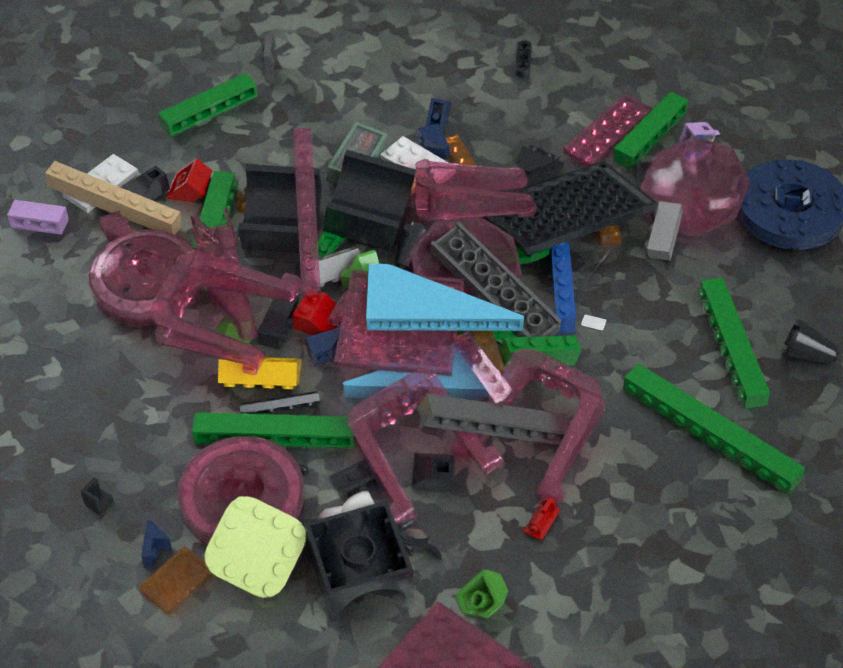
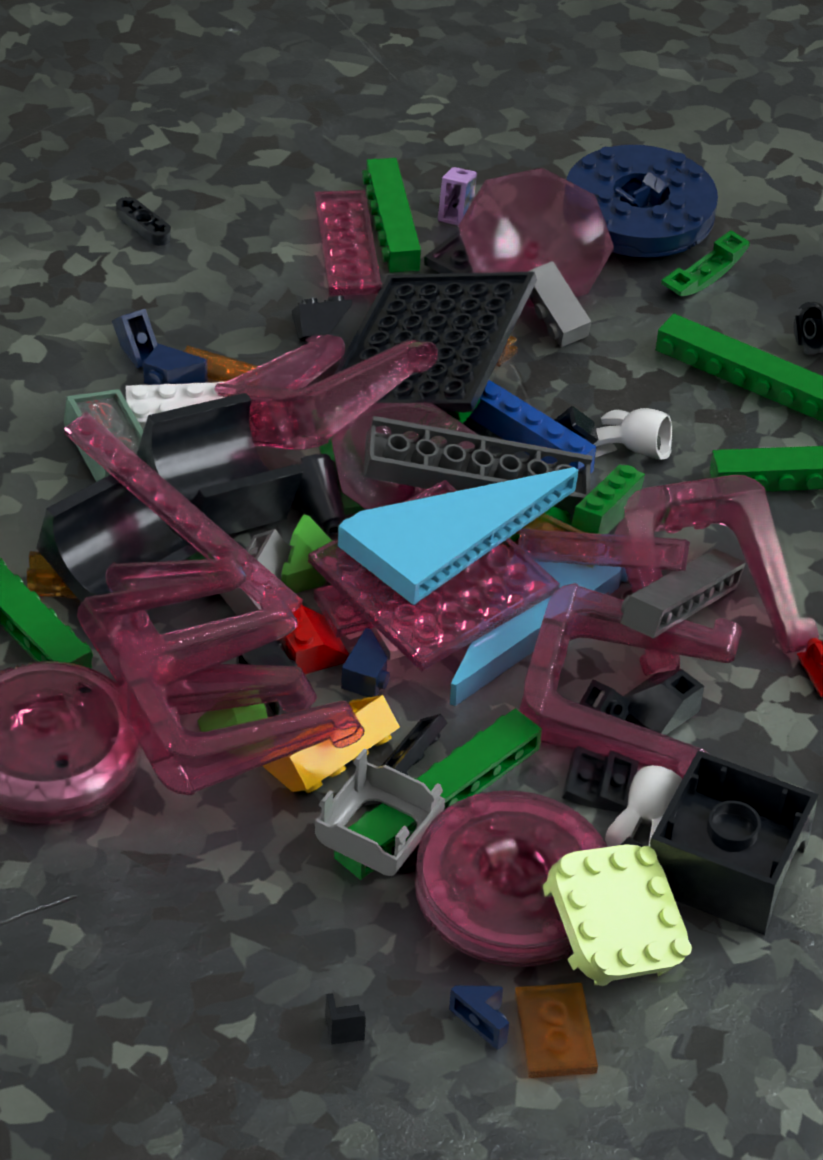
camera: 50 degrees left, 5 degrees down
(210, 400) = (390, 788): none -> light grey piece
(401, 448) = (610, 703): none -> black brick
(587, 303) = (579, 424): none -> black panel
(614, 326) = (638, 431): none -> white piece
(787, 268) = (710, 268): none -> green slope

